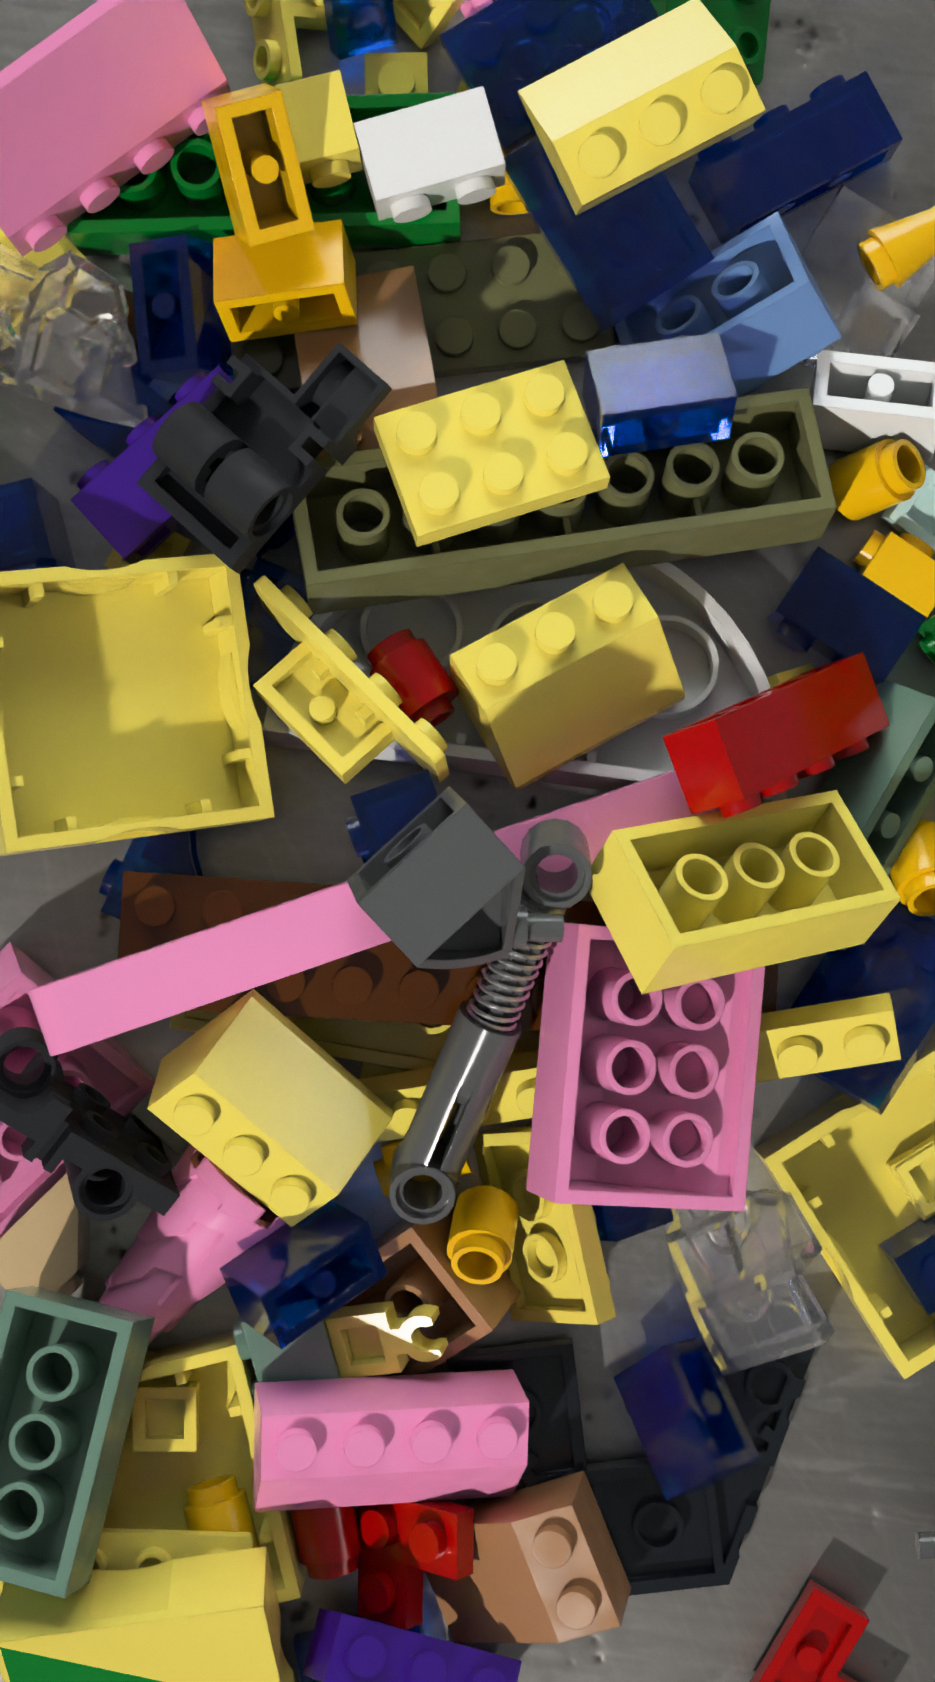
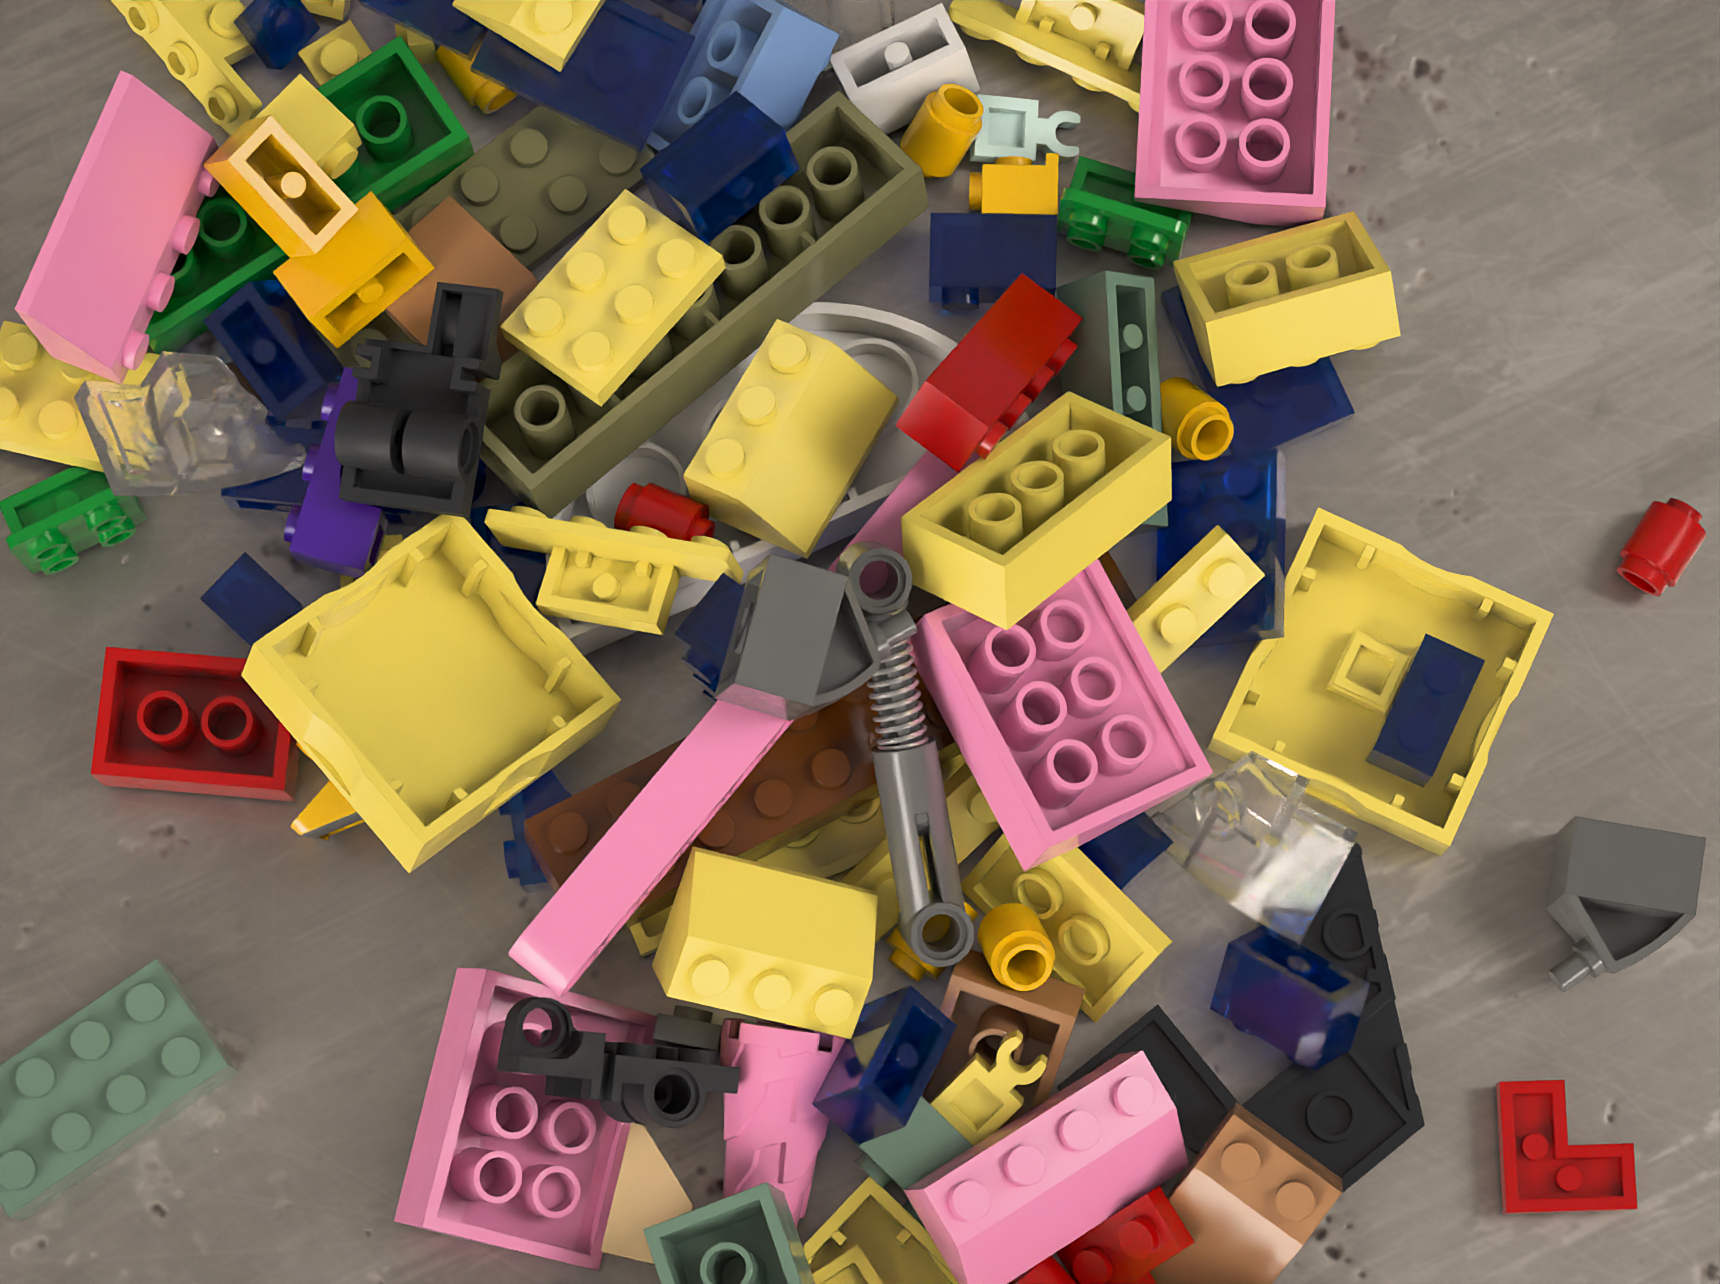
camera: 30 degrees left, 10 degrees down
(431, 155) = (415, 96): white brick -> none

